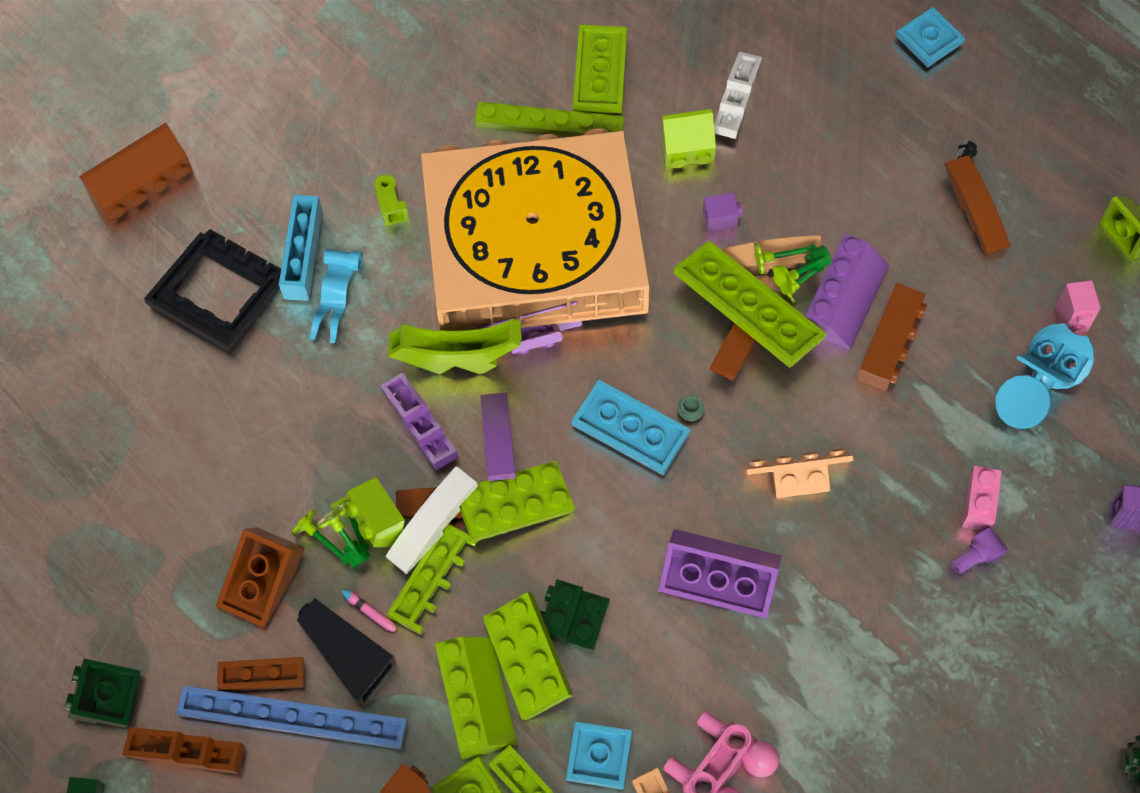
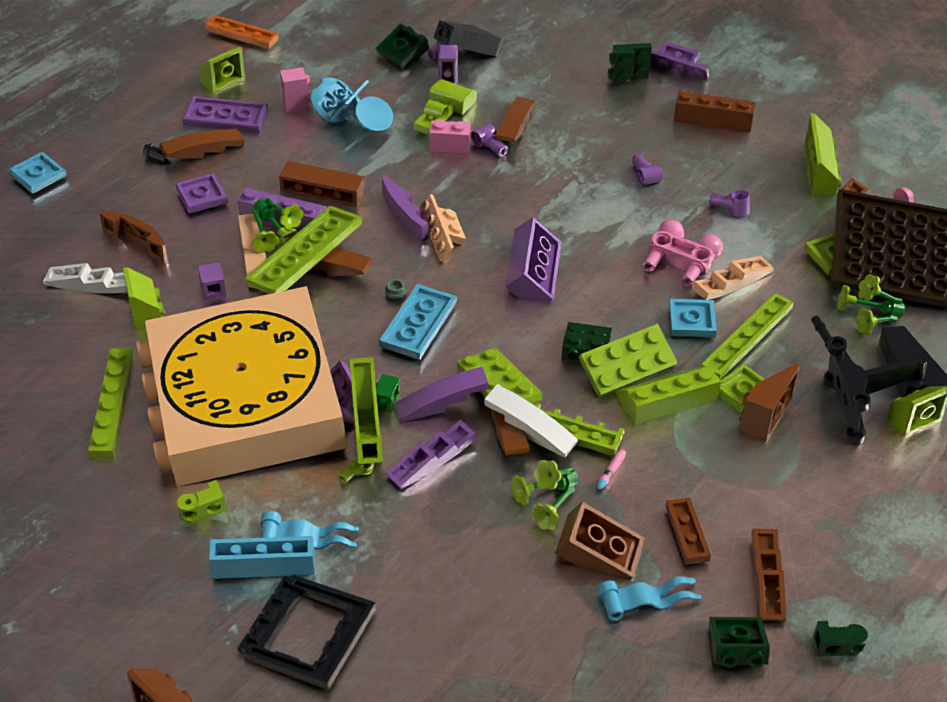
camera: 100 degrees left, 20 degrees down
(183, 609) = (641, 594): none -> medium azure flag
(292, 717) = (718, 507): medium blue plate -> none
(348, 652) = (653, 474): black slope -> none
(375, 513) = (531, 448): lime slope -> none
(515, 380) = (387, 392): none -> green brick
(600, 69) = (55, 368): lime plate -> none
(790, 155) = (120, 223): none -> dark orange slope
(844, 425) = (404, 210): none -> medium lavender slope
(883, 204) = (201, 193): none -> medium lavender plate
(897, 757) = (646, 172): none -> medium lavender pin
(1022, 590) = (515, 119): none -> dark orange slope
(1047, 236) = (225, 114): none -> medium lavender tile
(1074, 512) = (443, 101): none -> lime plate

